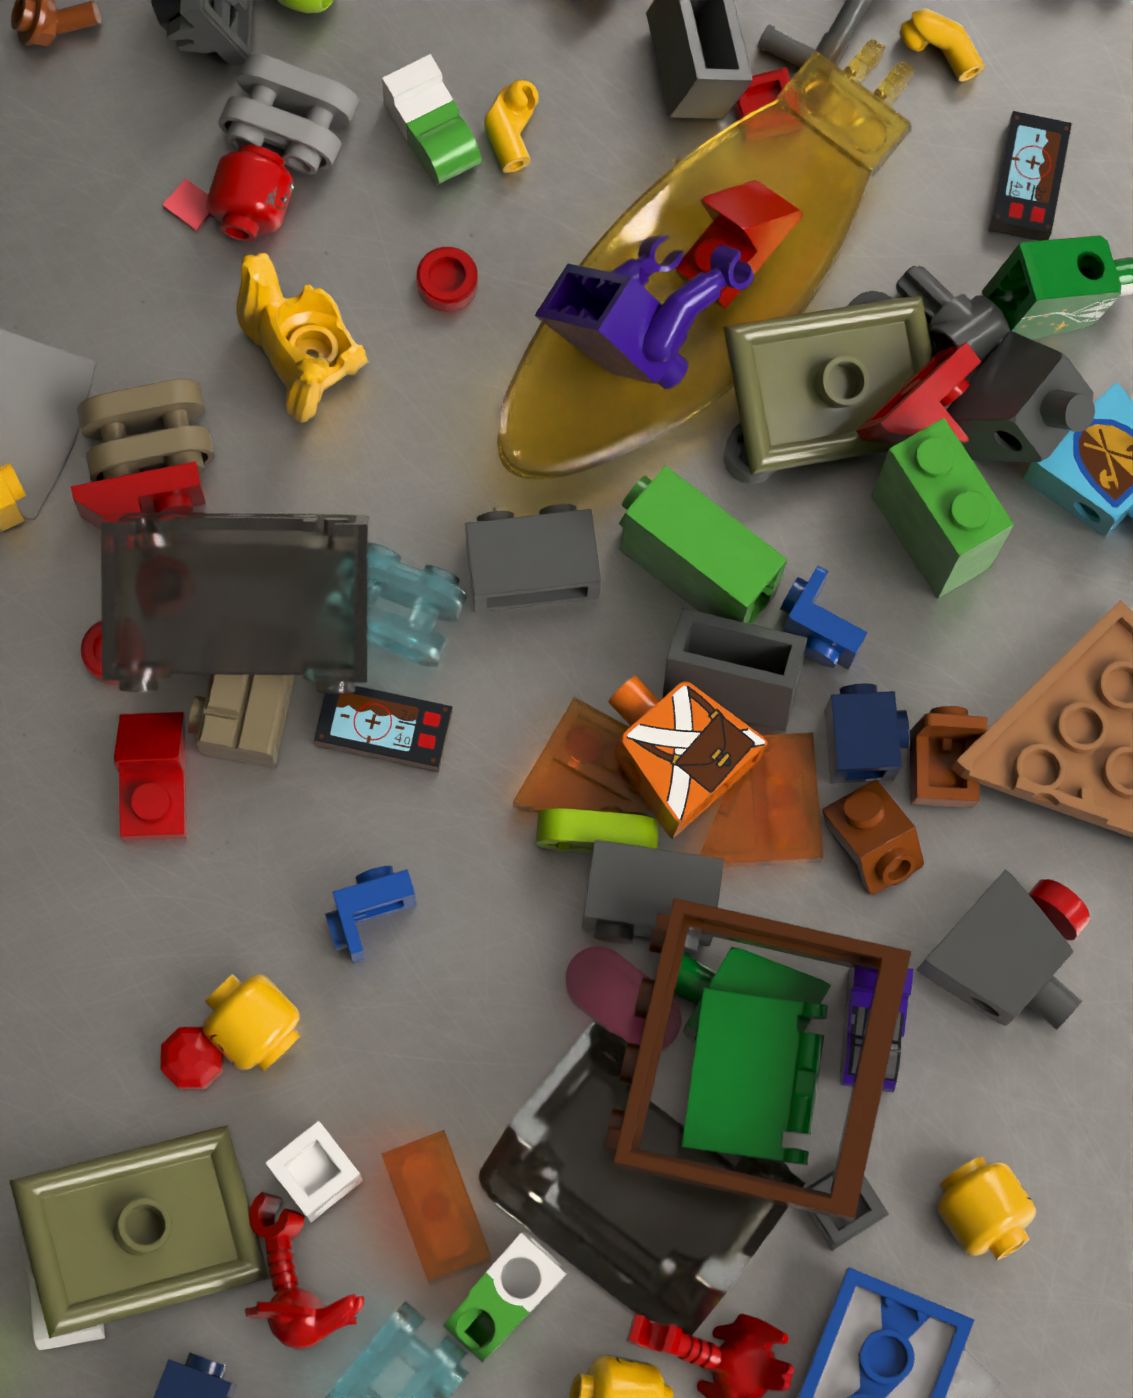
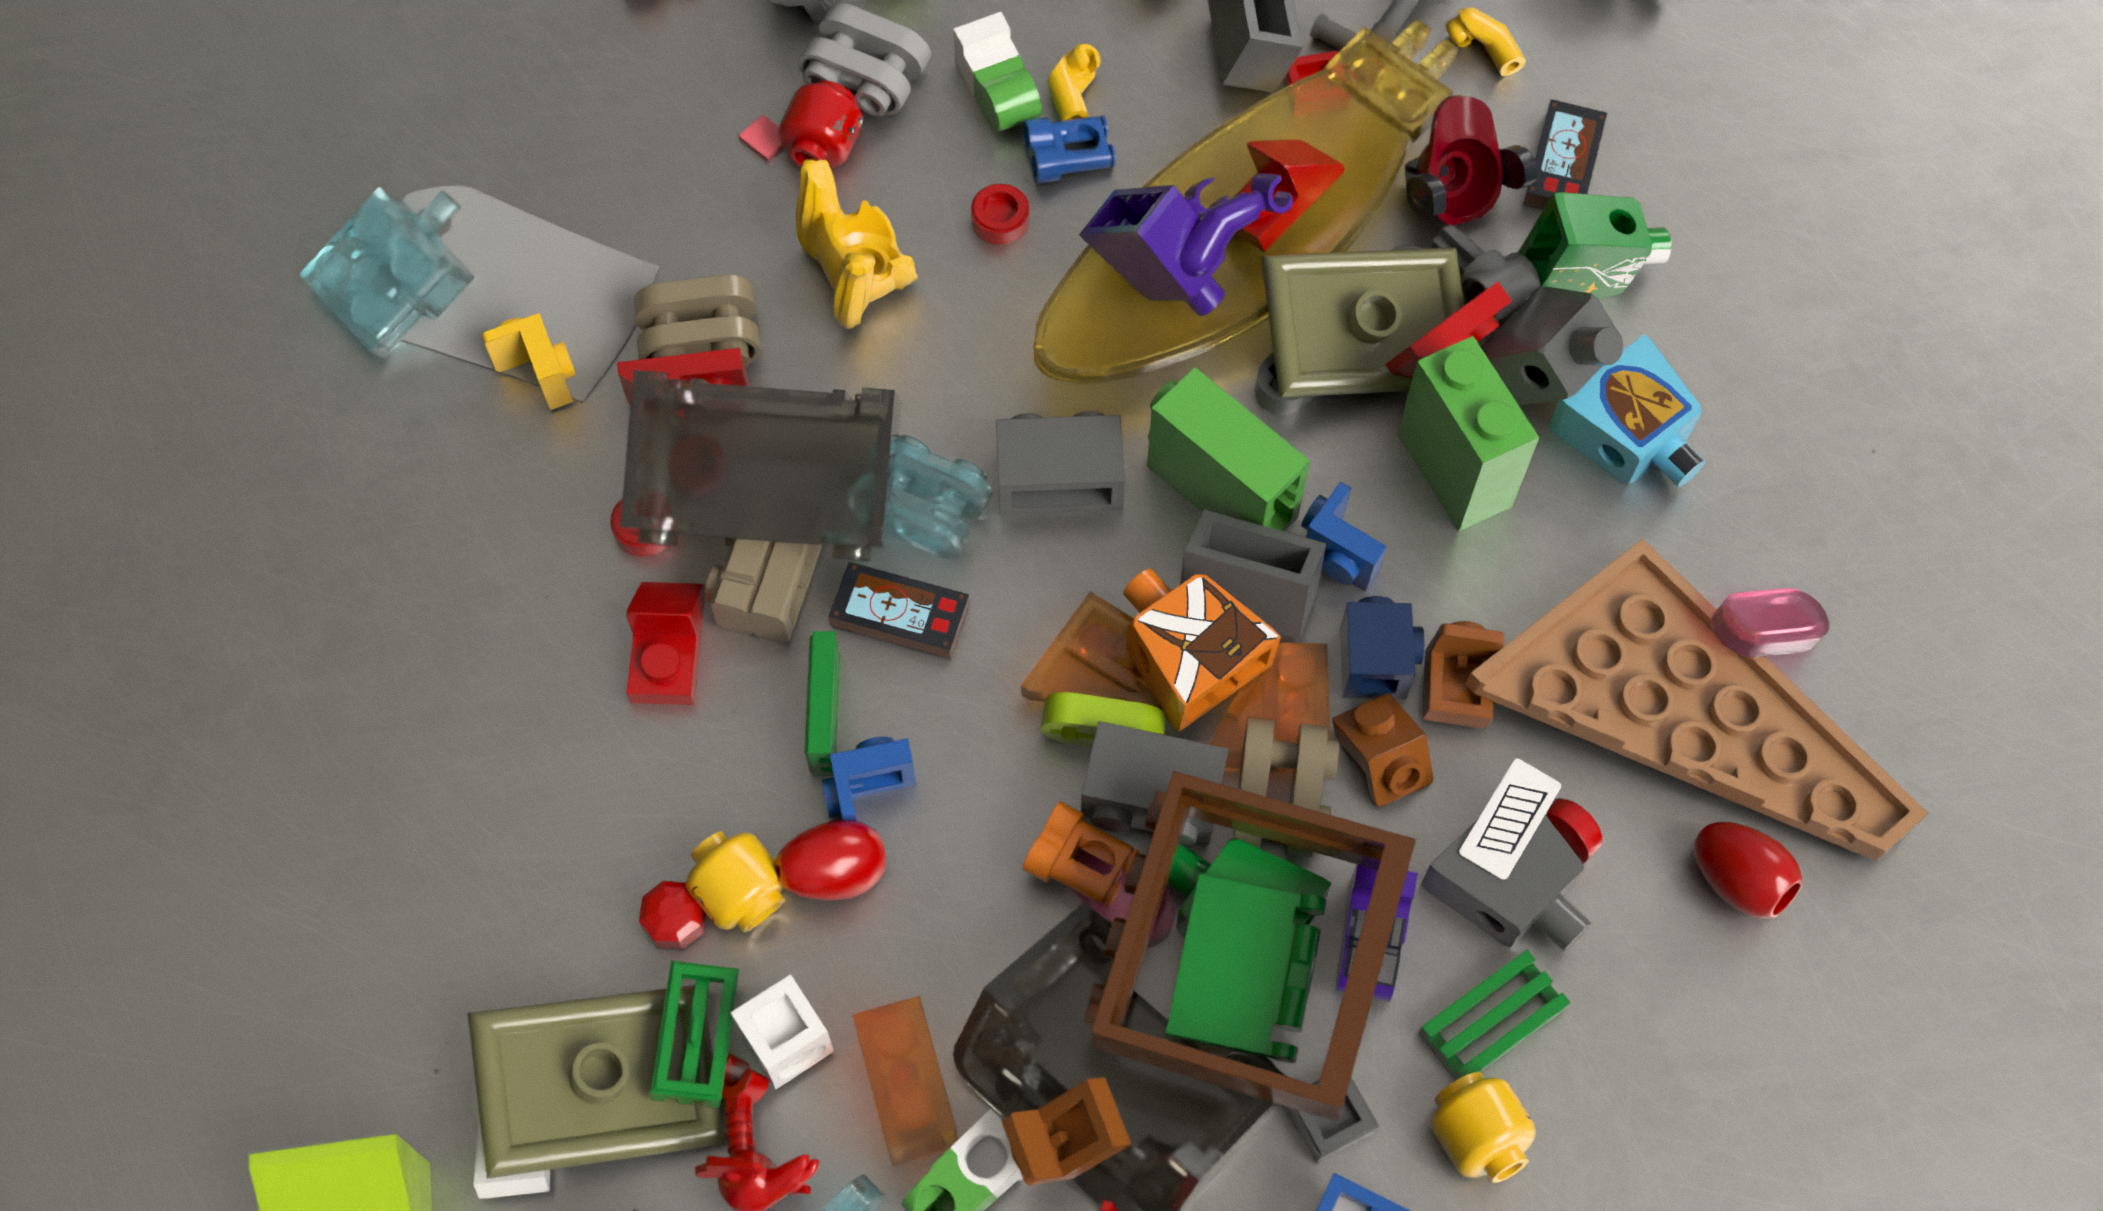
camera: 10 degrees right, 10 degrees down
(228, 1235) = (687, 1089): none -> green tile
(317, 833) = (822, 702): none -> green tile
(344, 996) = (832, 861): none -> red animal
(490, 205) = (1046, 149): none -> blue piece
(563, 961) = (1057, 845): none -> orange piece
(596, 1256) = (1066, 1134): none -> dark orange bracket
(803, 860) = (1310, 758): none -> dark tan brick
(925, 202) = (1462, 165): none -> dark red cap
(1000, 907) = (1510, 819): none -> white sticker
(1034, 1062) = (1537, 984): none -> green tile

